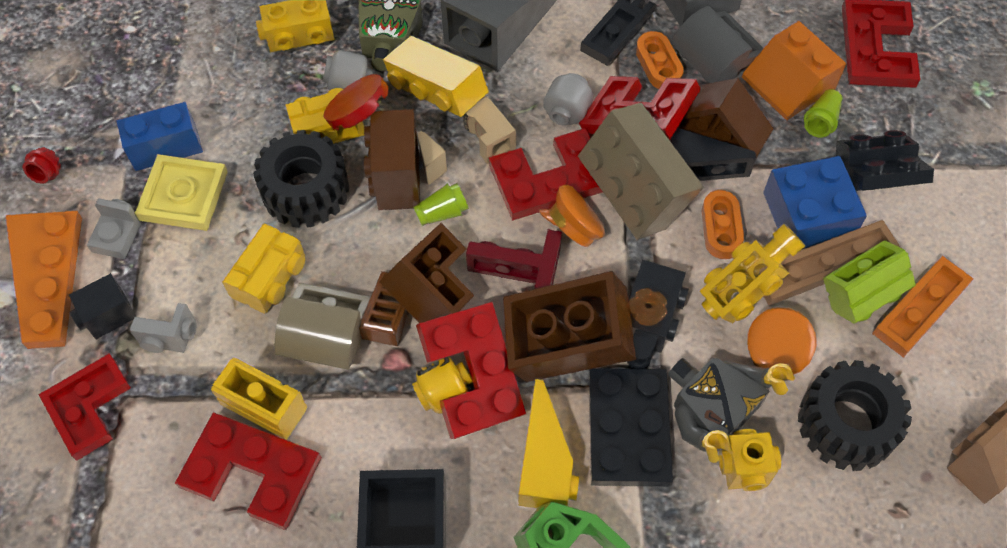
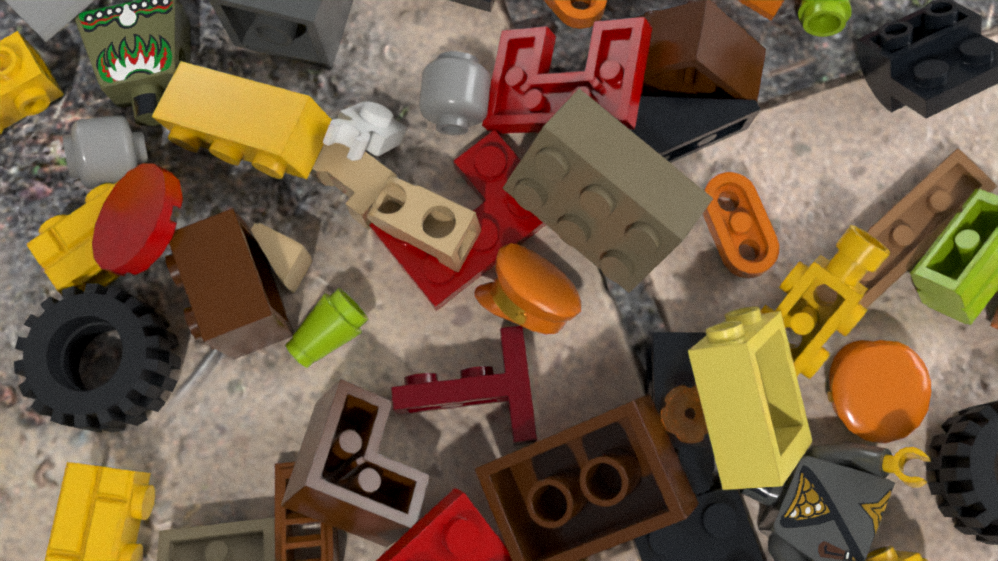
camera: 20 degrees left, 15 degrees up
(508, 102) = (365, 128): none -> white plate
(525, 159) = (426, 221): none -> tan leg
(690, 306) = (751, 399): none -> light yellow window
(814, 200) = (858, 152): blue brick -> none

